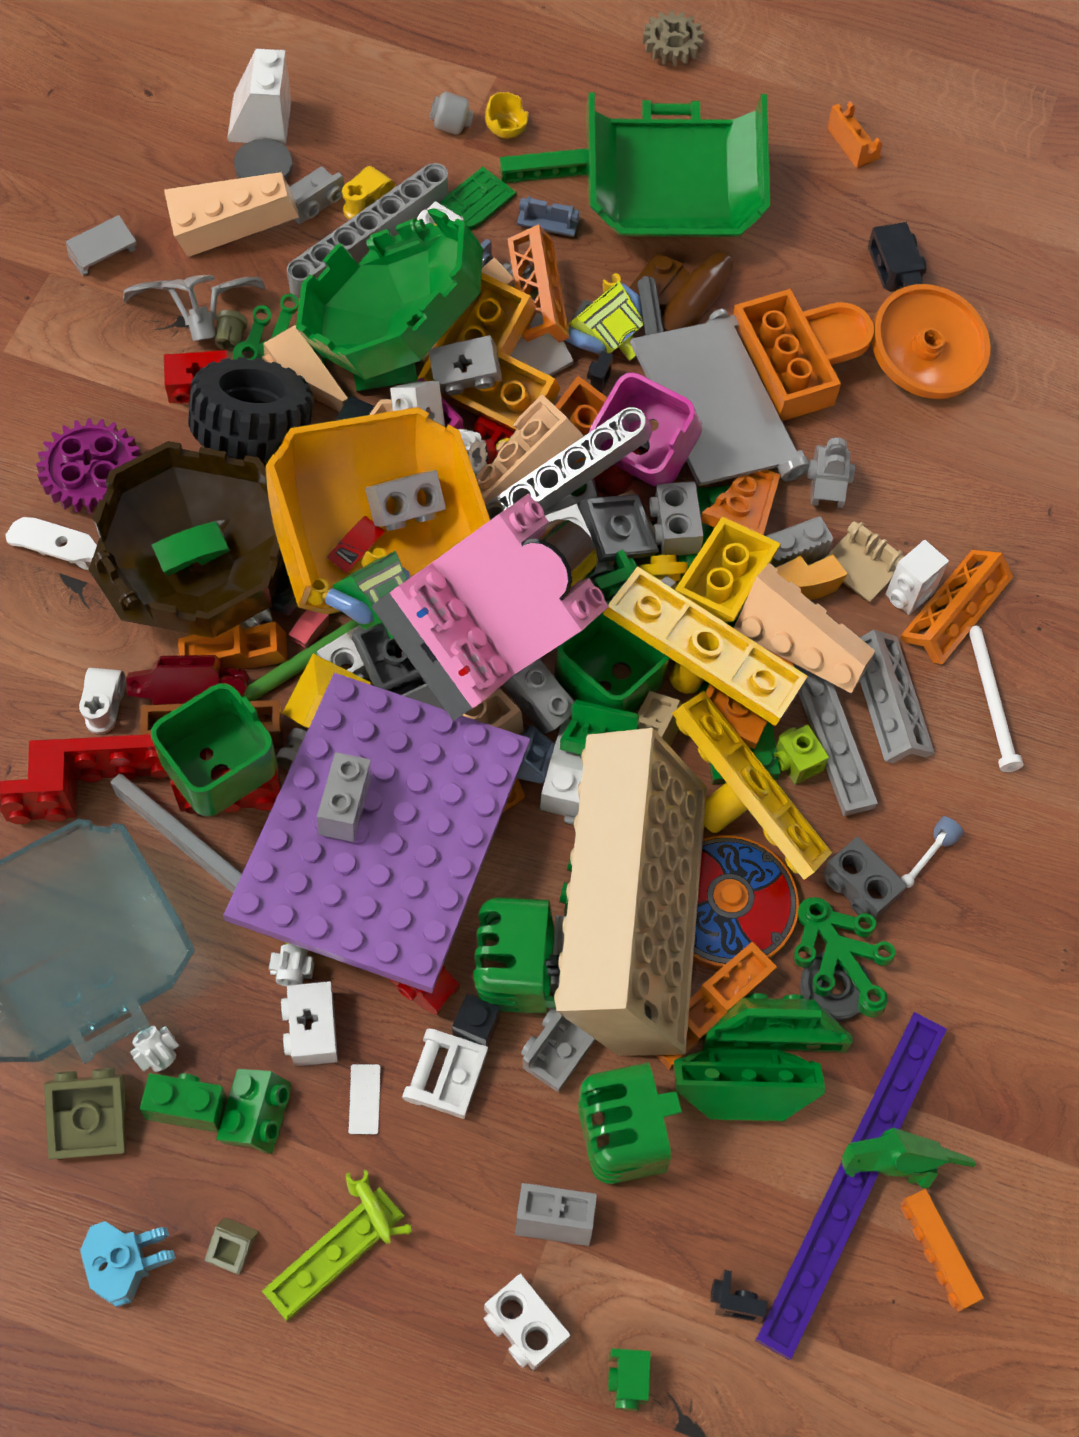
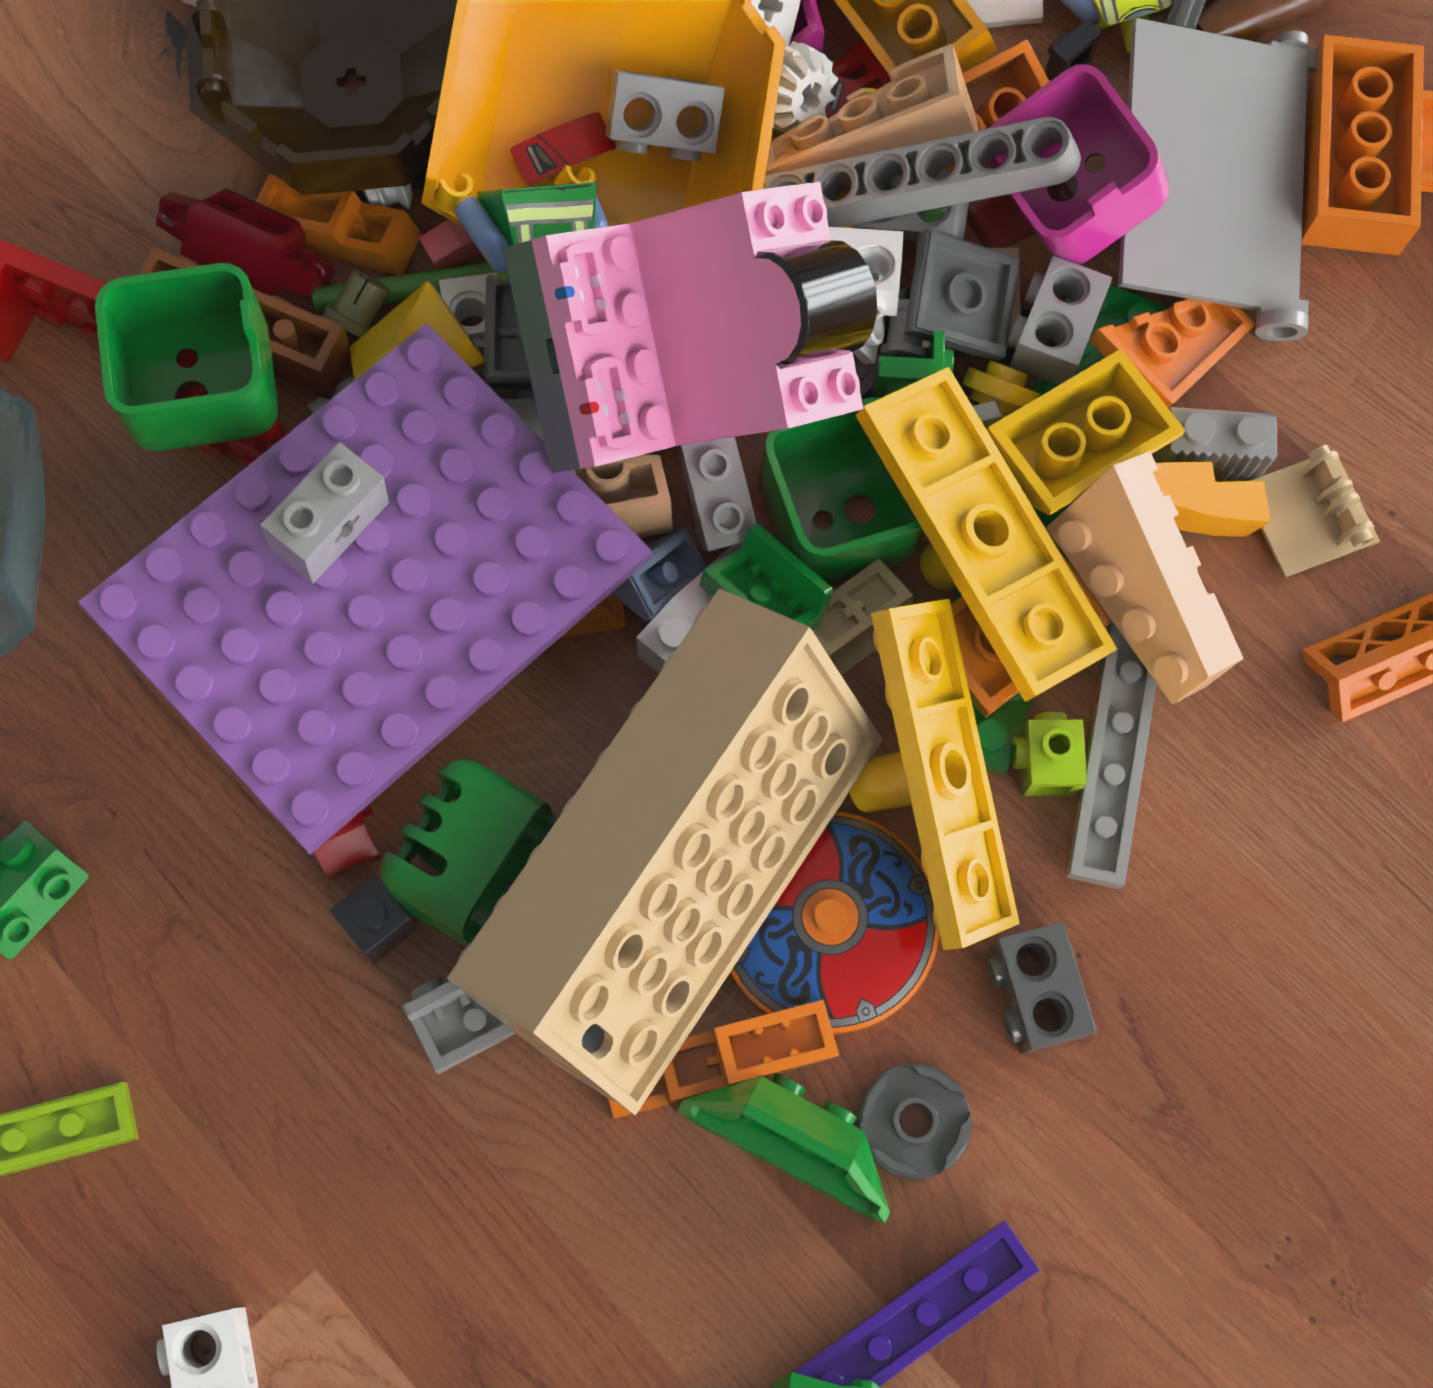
camera: 25 degrees right, 10 degrees up
(102, 698) = (122, 207): white piece -> none
(176, 832) = (114, 440): light grey tile -> none
(189, 546) = (345, 48): green slope -> none
(274, 688) = (357, 303): none -> olive bush
(291, 965) = (161, 718): white gear -> none
(315, 1003) = (152, 836): white brick -> none
(364, 1099) = (173, 947): white sticker -> none
(374, 1209) = (92, 1109): lime piece -> none
(456, 1078) = (309, 981): white plate -> none
(555, 1214) = (334, 1245): light grey hinge -> none
(631, 1120) = (508, 1182): green piece -> none
(748, 1083) = (703, 1199): green wedge -> none
(830, 472) = (1331, 355): light grey hinge -> none
(842, 949) = (948, 1073): green plant -> none
(889, 698) = (1225, 734): light grey fence -> none
(916, 577) = (1372, 574): white brick -> none
(946, 833) = (1201, 978): hinge -> none
(1009, 761) = (1363, 915): white bar -> none

